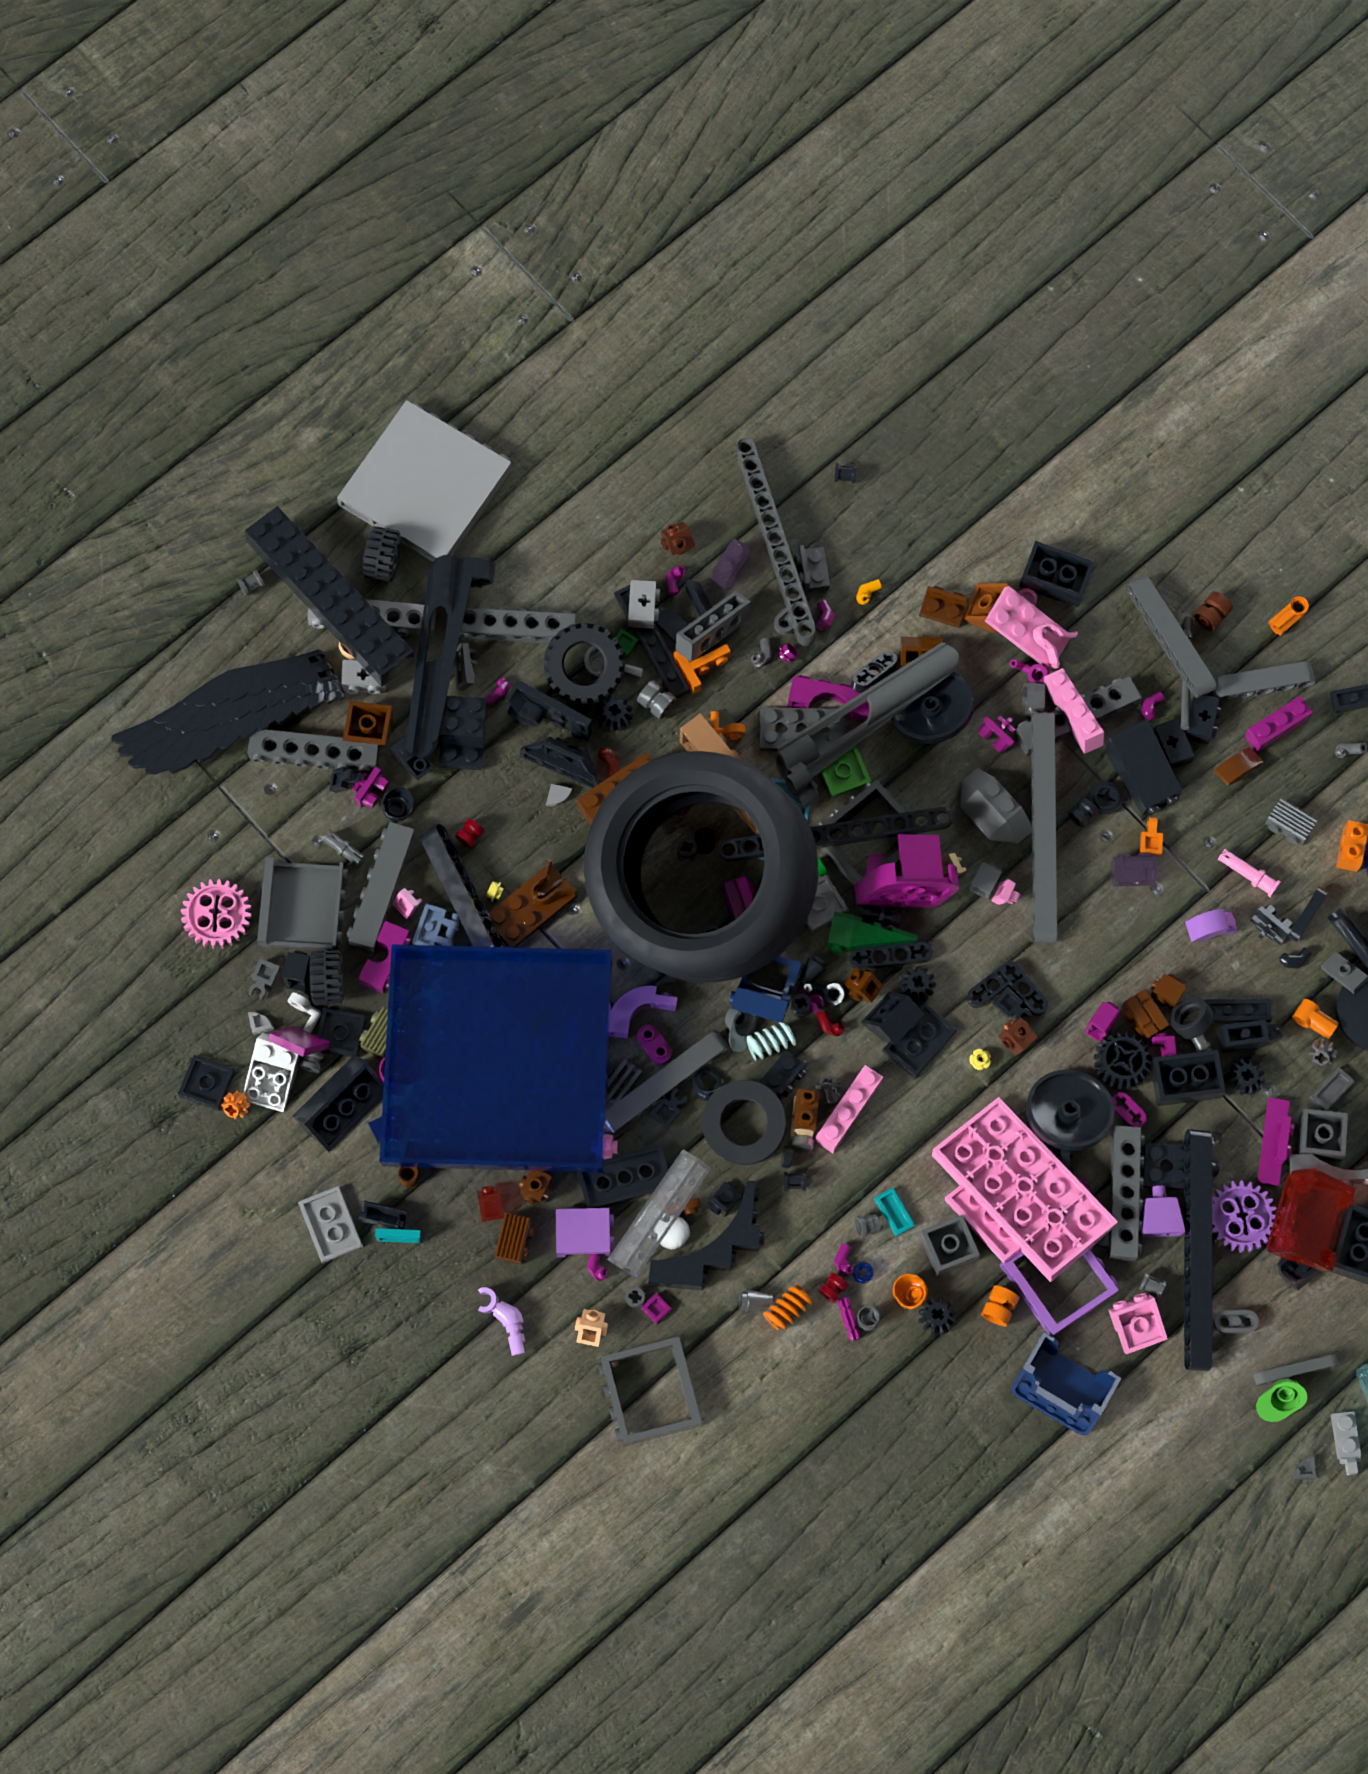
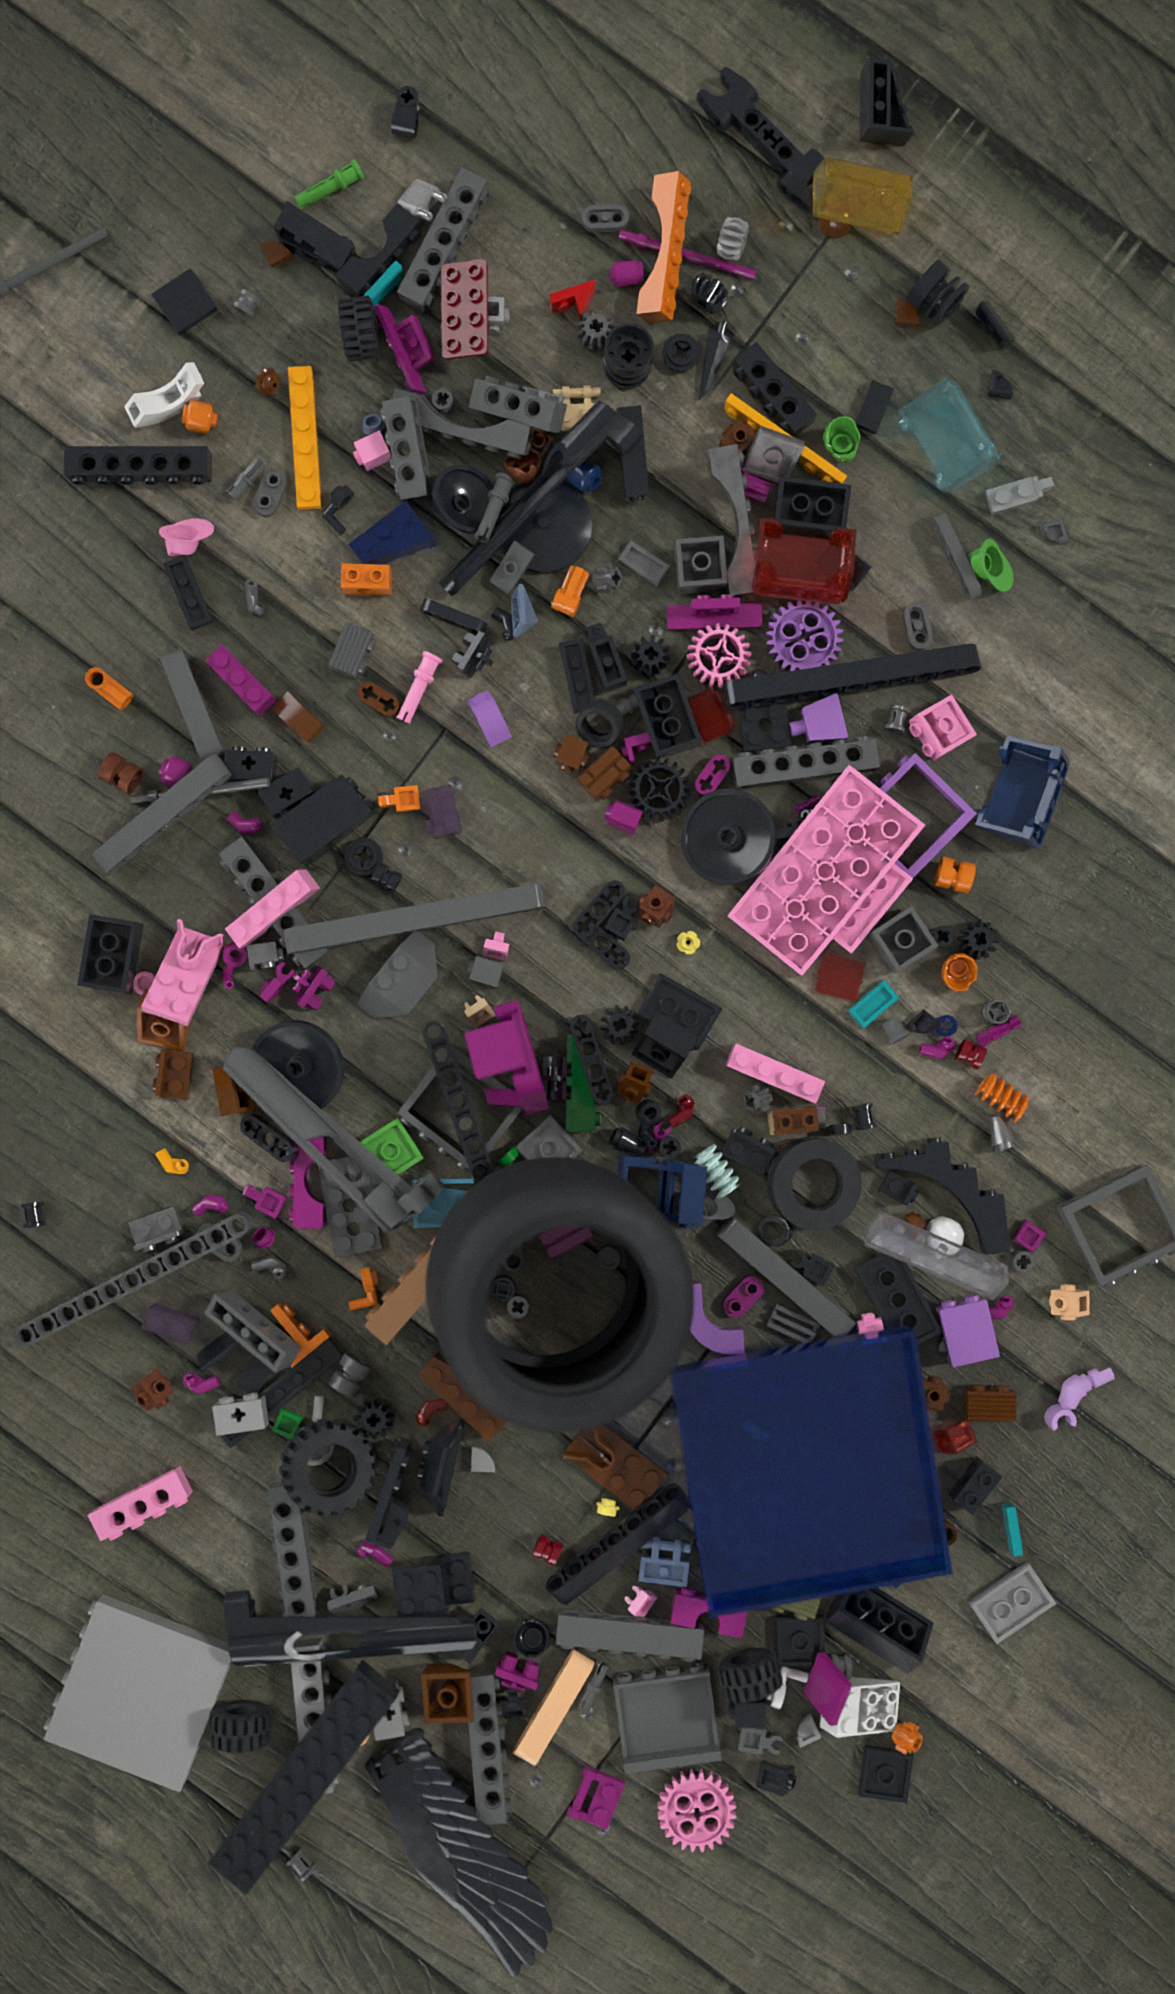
camera: 100 degrees left, 15 degrees up
(226, 987) = (776, 1778): none -> black bracket
(242, 839) = (603, 1800): none -> magenta plate
(333, 812) = (553, 1707): none -> light nougat beam
(383, 1215) = (995, 1538): black hinge -> none
(444, 1210) = (975, 1485): none -> black brick
(578, 482) = (104, 1517): none -> bright pink brick
(820, 662) = (268, 1201): none -> magenta plate
(869, 1251) = (923, 1023): none -> black tile
(924, 1188) = (840, 977): none -> clear red piece
(946, 1275) = (949, 935): none -> black bush
(1004, 702) = (272, 987): none -> magenta plate
(1182, 1116) = (710, 717): none -> clear red brick
(1209, 654) = (174, 770): none -> magenta head
(1244, 1139) = (724, 636): none -> bright pink gear
(1247, 840) = (382, 695): none -> reddish brown beam
(1301, 974) = (522, 611): none -> sand blue slope

